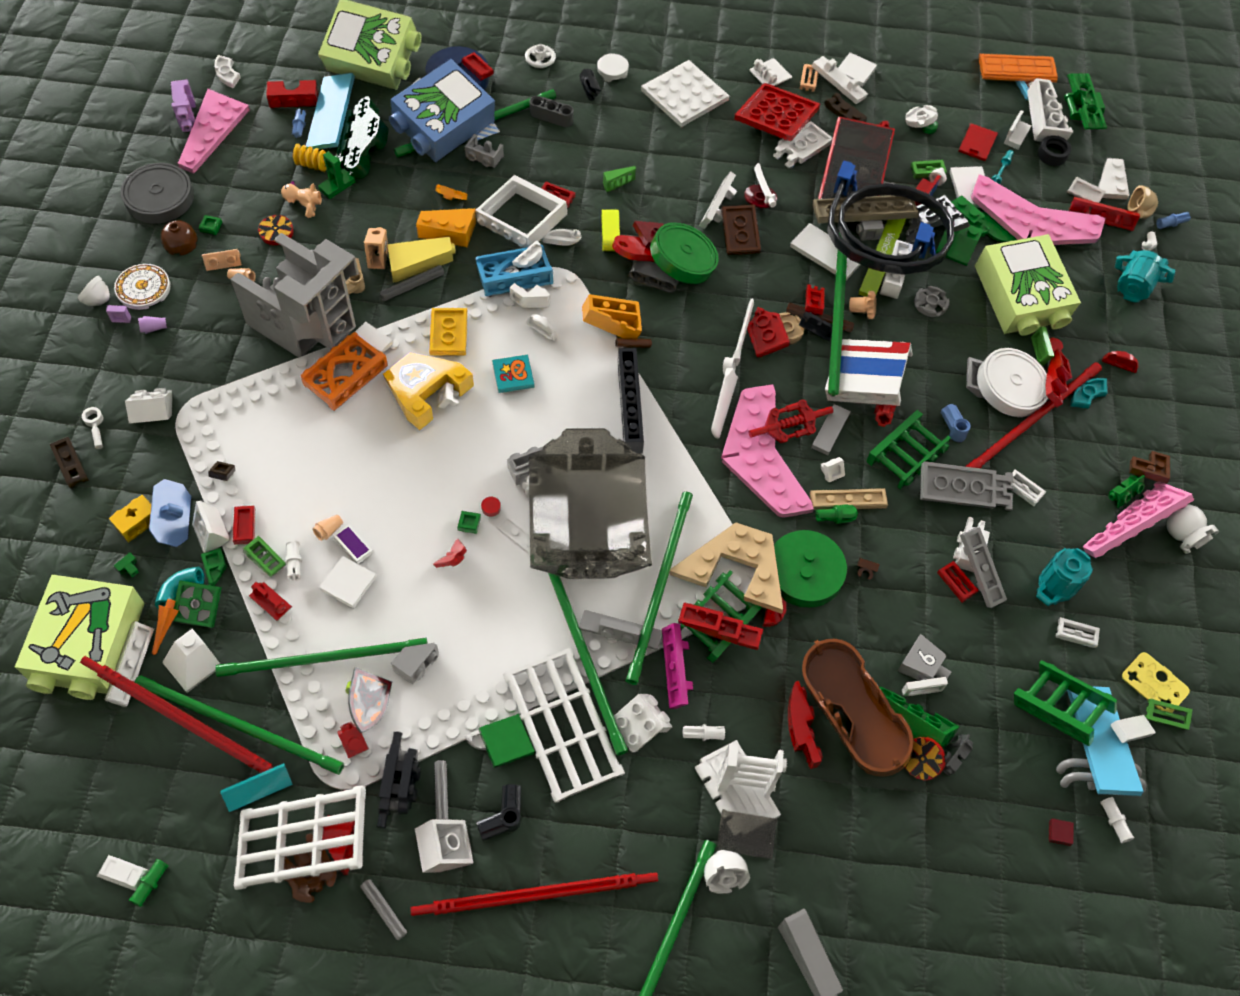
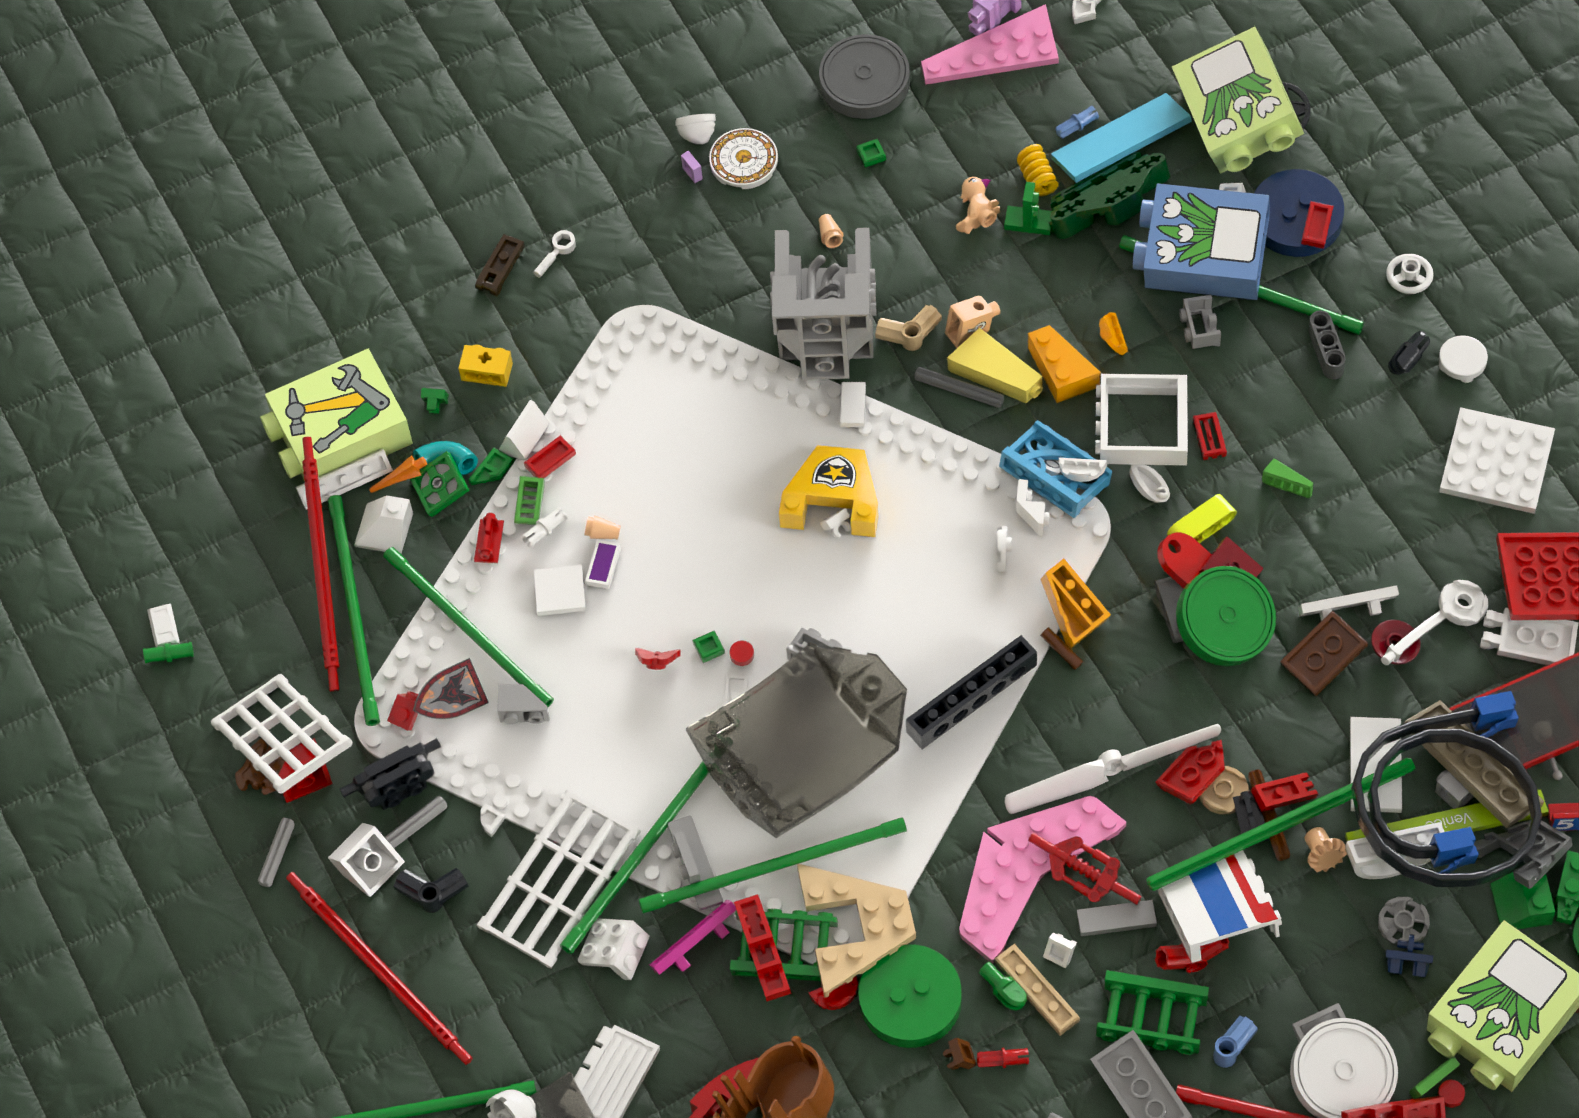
camera: 65 degrees right, 0 degrees up
(149, 406) = (611, 278): white slope -> none
(151, 324) = (703, 202): lavender cone -> none
(170, 513) = (512, 388): shield -> none
(178, 237) = (827, 140): reddish brown cylinder -> none
(221, 471) = (589, 394): dark brown tile -> none
(222, 259) = (833, 198): light nougat hinge -> none
(256, 787) = (308, 669): teal tile -> none
(273, 226) = (916, 214): tile -> none
(304, 95) = (1121, 97): red arch -> none
(342, 354) = (779, 388): orange fence -> none
(448, 331) = (921, 465): yellow tile -> none
(487, 131) = (1243, 305): sticker -> none
(506, 740) = (503, 840): green tile -> none
(513, 373) = (919, 561): teal tile -> none
(704, 732) = (645, 1011): white axle -> none
(750, 770) = (605, 1054): white fence -> none
(765, 159) = (1461, 614): none -> white tile
(884, 545) = (1002, 1058): none -> red axle
(958, 308) = (1420, 961): none -> dark blue hips

